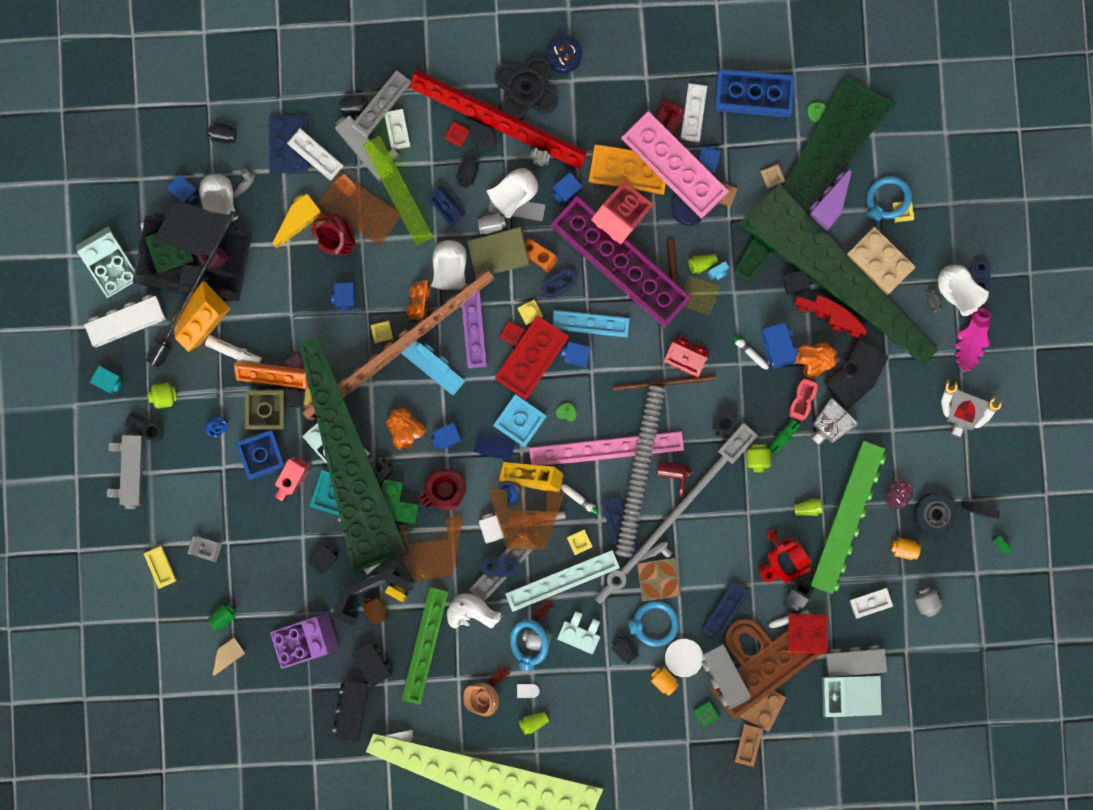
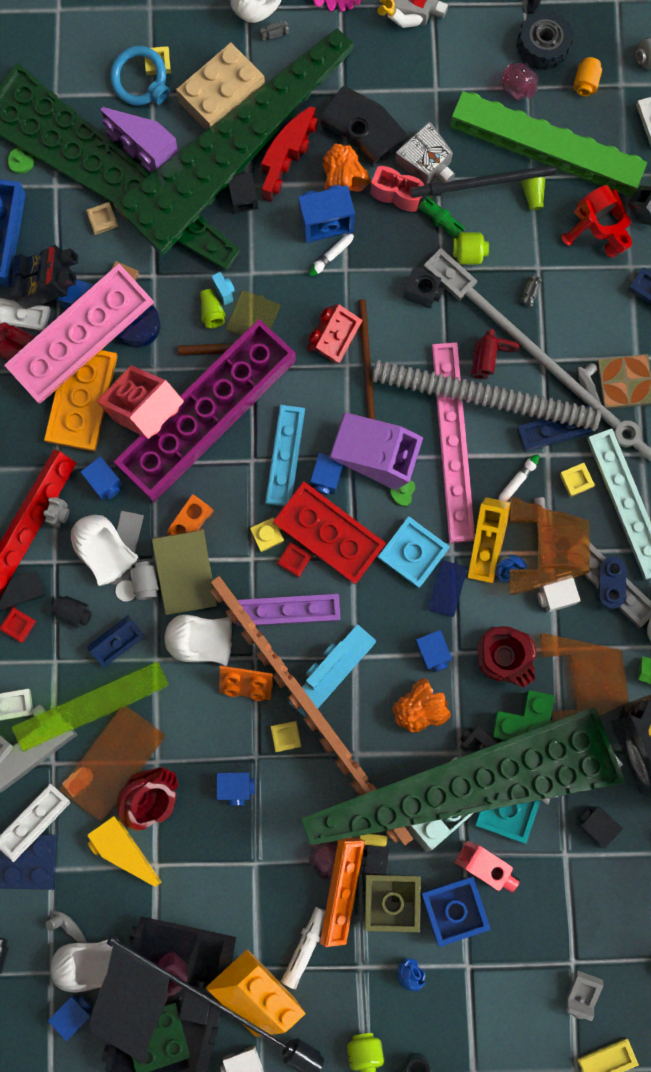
camera: 95 degrees left, 5 degrees down
(484, 210) = (124, 591): none -> white sticker
(559, 284) = (230, 495): dark blue plate -> none
(594, 389) = (376, 449): none -> medium lavender slope
(719, 134) = (42, 276): none -> black hips
(728, 506) = (531, 290): none -> dark grey piece
(799, 427) = (437, 188): none -> black bar

